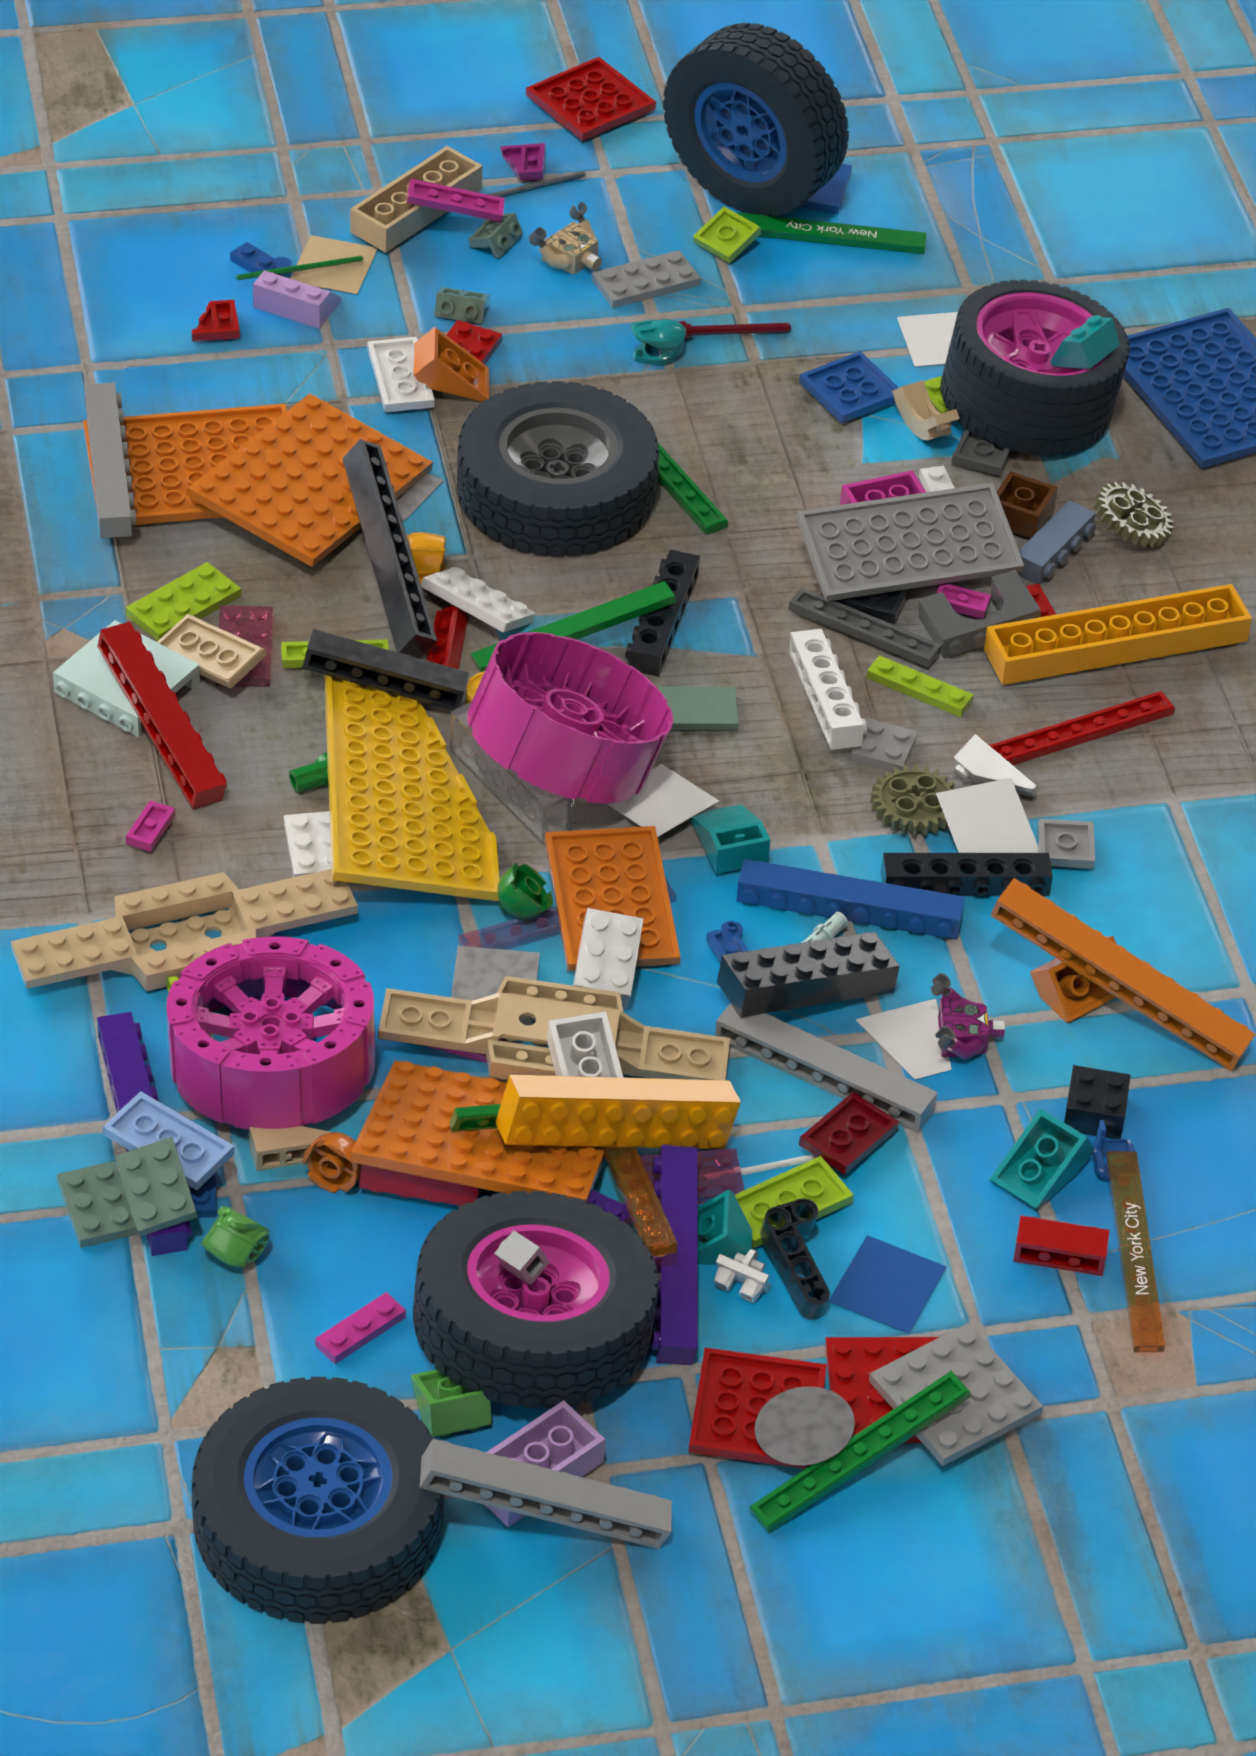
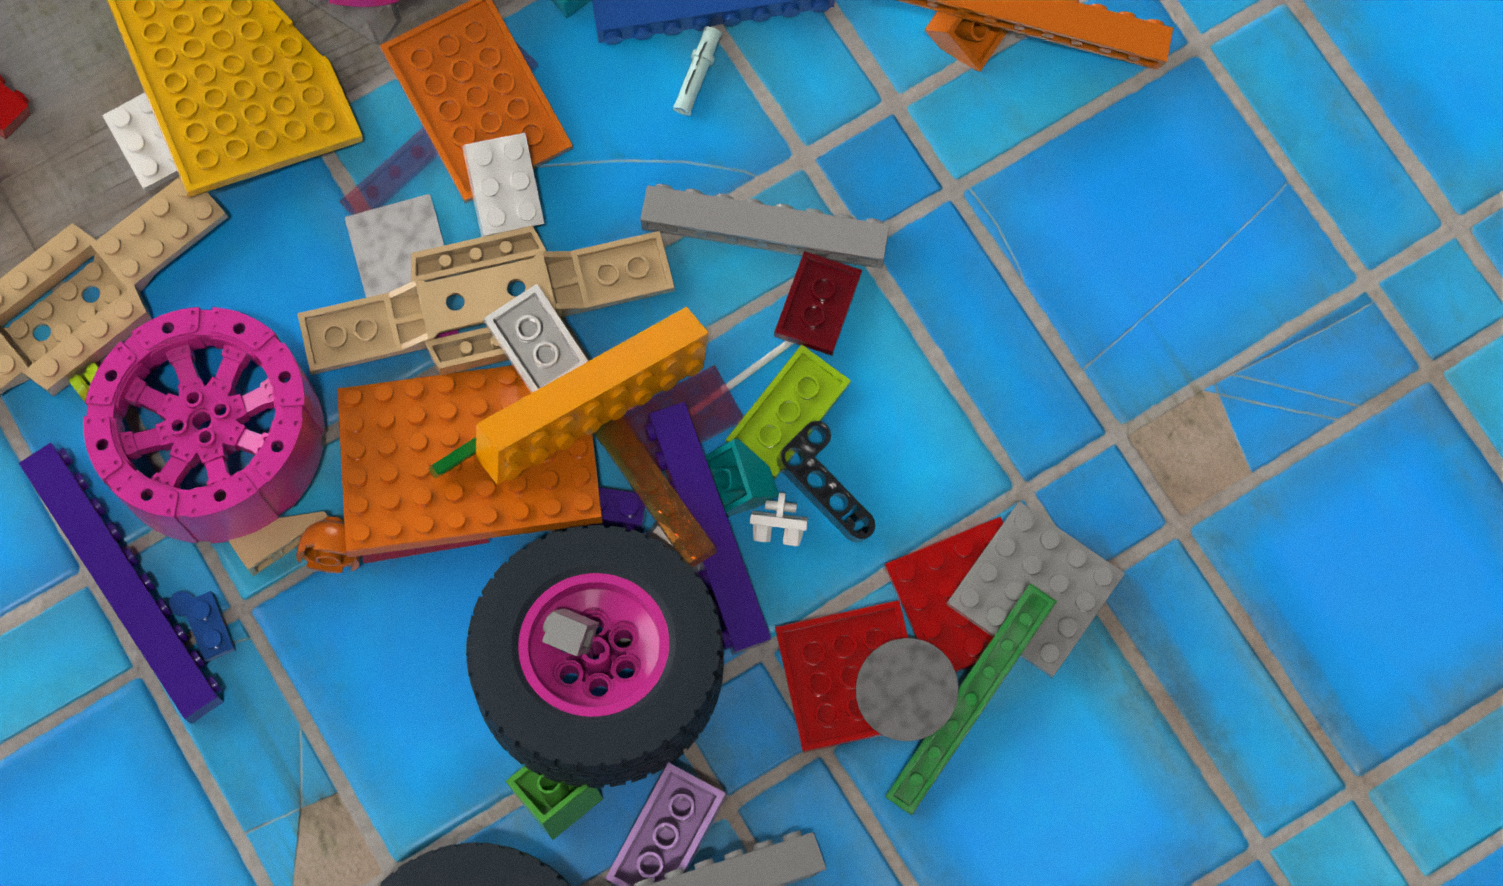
camera: 15 degrees left, 30 degrees up
(97, 1204) = (112, 684): sand green plate -> none
(150, 1121) = (155, 598): light blue plate -> none
(156, 1186) = (166, 665): sand green plate -> none
(236, 1238) = (269, 682): bright green piece -> none
(310, 775) = (108, 52): green piece -> none
(360, 1328) = (431, 731): dark pink plate -> none
(523, 893) = (387, 128): green cylinder -> none
(727, 939) = (618, 112): blue hinge -> none
(807, 974) = (709, 126): black brick -> none
(887, 1284) = (918, 468): blue sticker -> none
(910, 1037) = (833, 150): white sticker -> none
(962, 1023) = (881, 122): torso -> none
(1042, 1160) = (1016, 265): teal slope -> none
(1061, 1245) = (1071, 360): red brick -> none
(1097, 1097) = (1045, 169): black brick -> none
(1102, 1146) = (1090, 212): blue piece -> none
(1135, 1252) = (1143, 338): clear orange tile -> none

